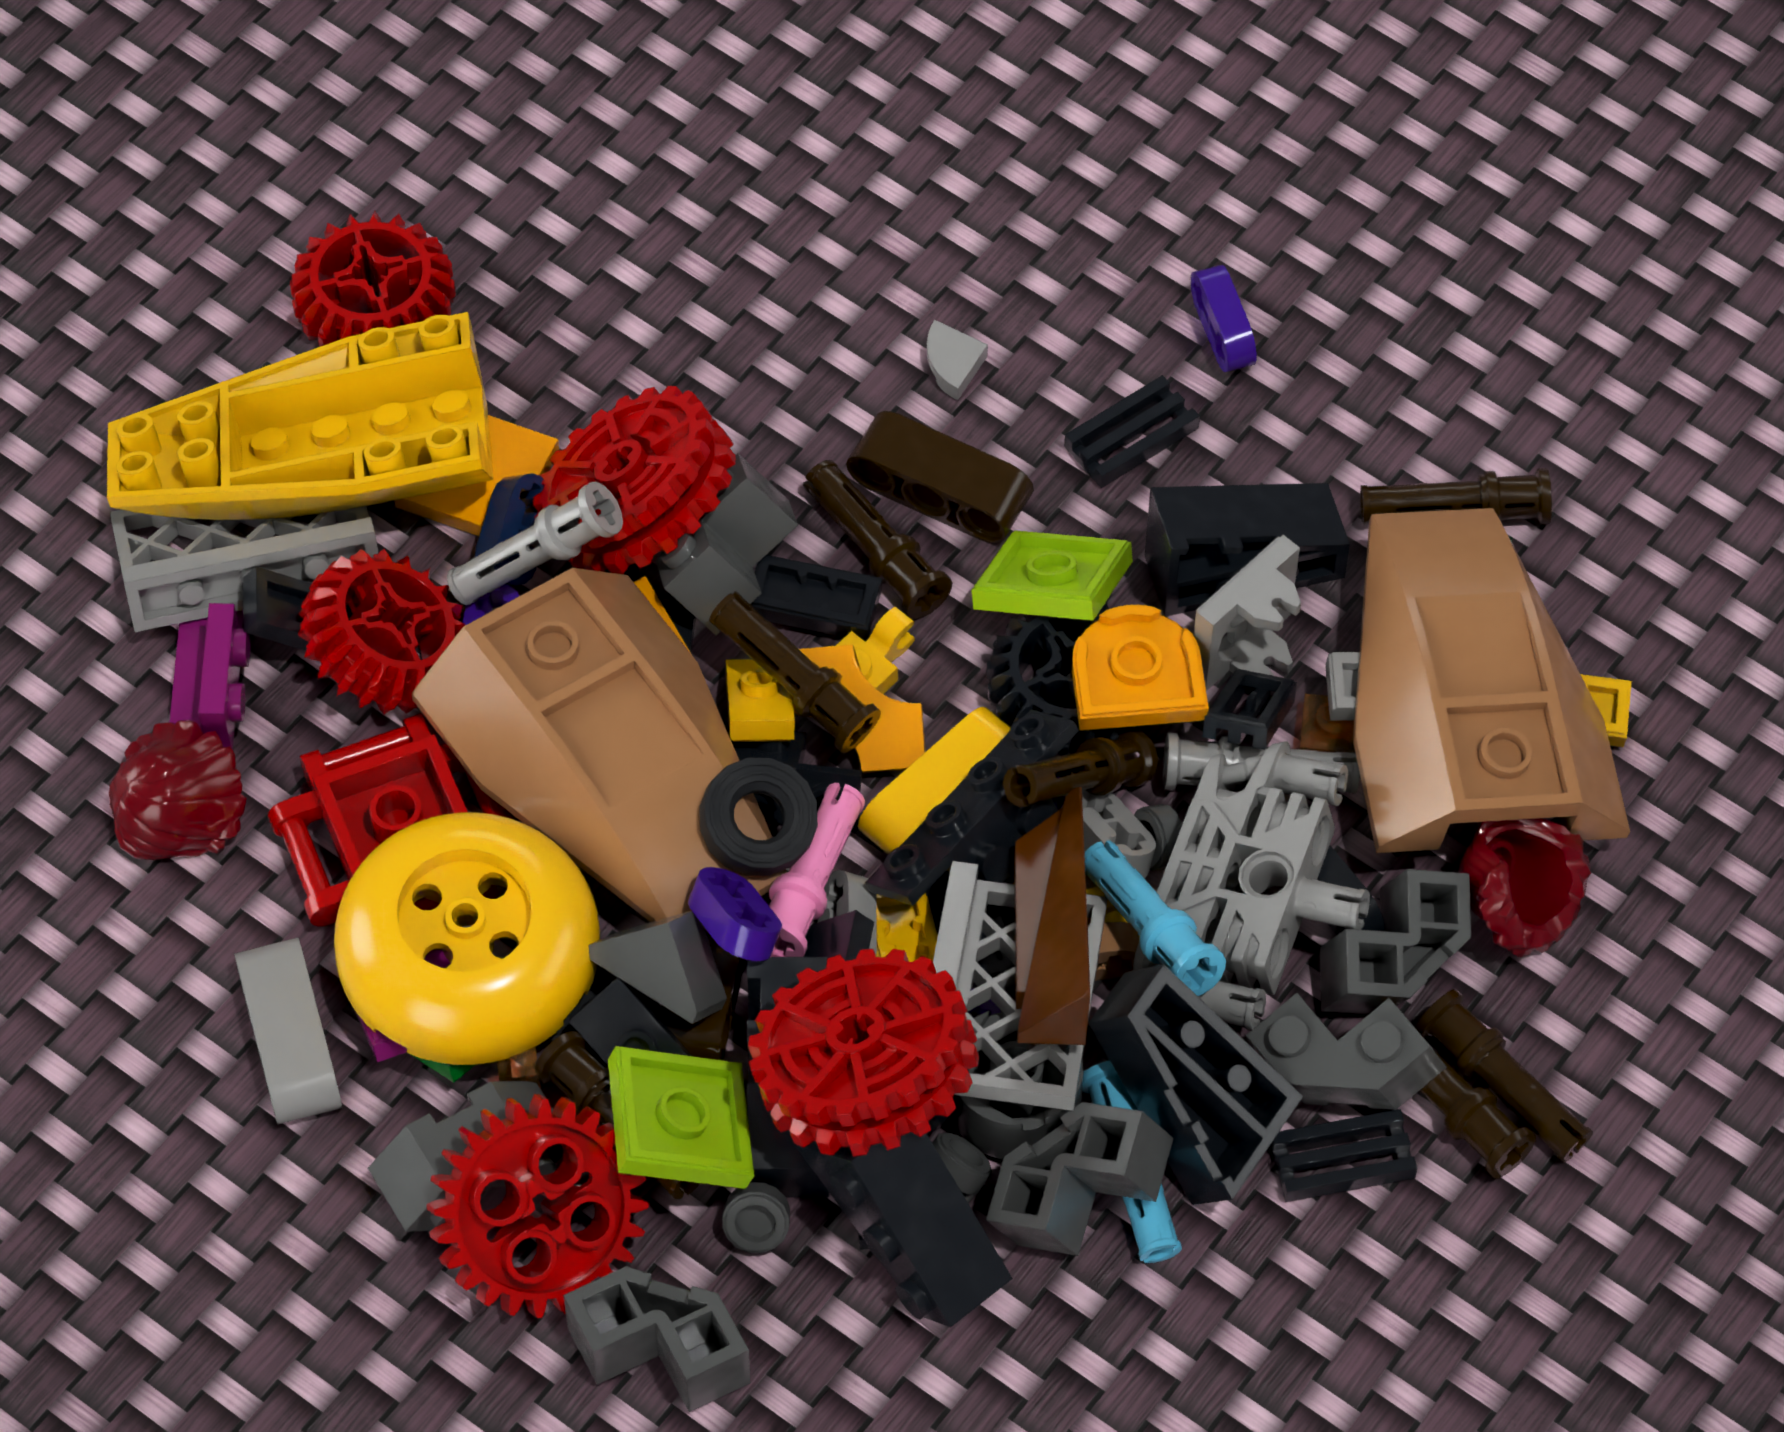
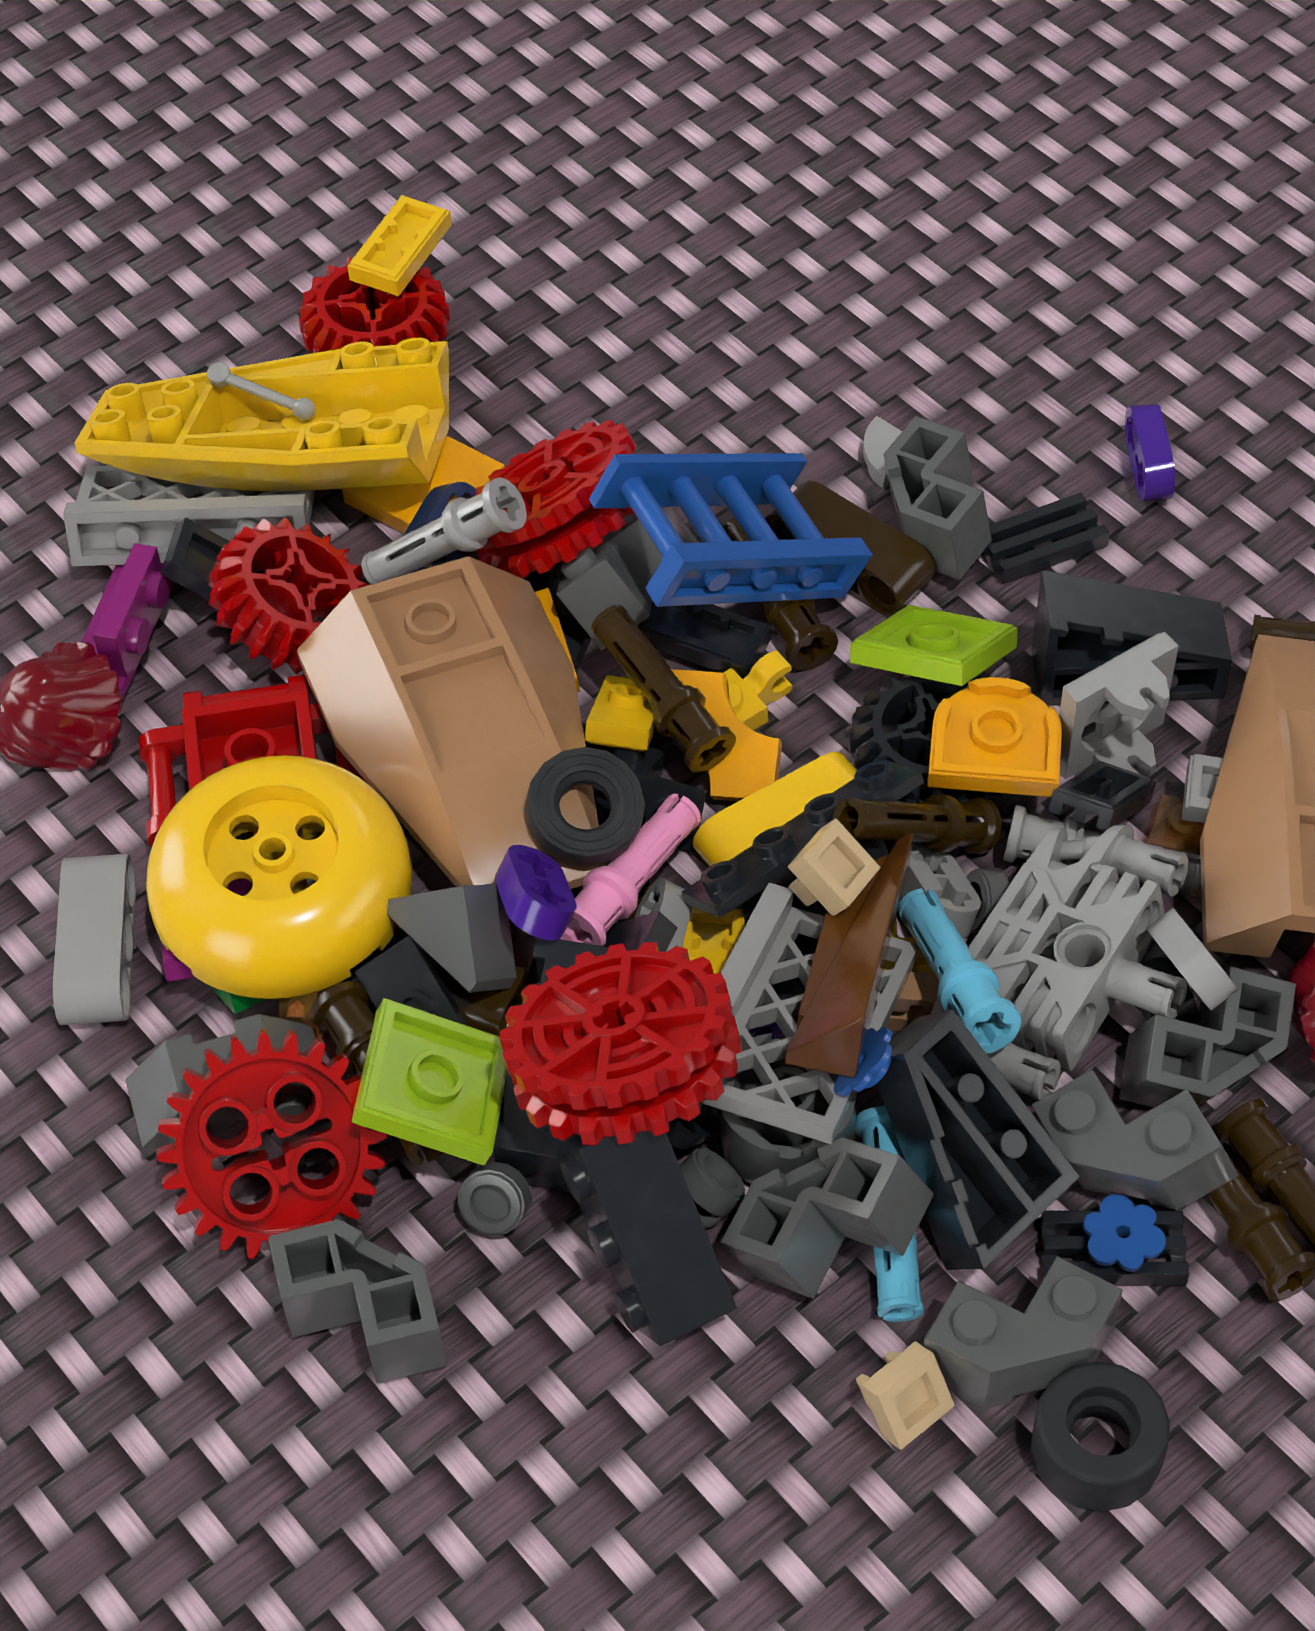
camera: 15 degrees right, 5 degrees down
(235, 391) = (221, 376): none -> light grey hinge
(388, 206) = (399, 245): none -> yellow plate
(837, 537) = (723, 568): none -> blue fence
(1006, 399) = (935, 495): none -> dark grey brick
(1014, 840) = (832, 869): none -> tan tile
(1099, 1029) = (872, 1064): none -> blue plant
(1182, 1327) = (906, 1394): none -> tan tile
(1256, 1273) = (1000, 1353): none -> dark grey brick
(1344, 1127) = (1120, 1217): none -> blue plant
(1369, 868) = (1192, 959): none -> light grey beam
(1373, 1293) = (1110, 1394): none -> black tyre

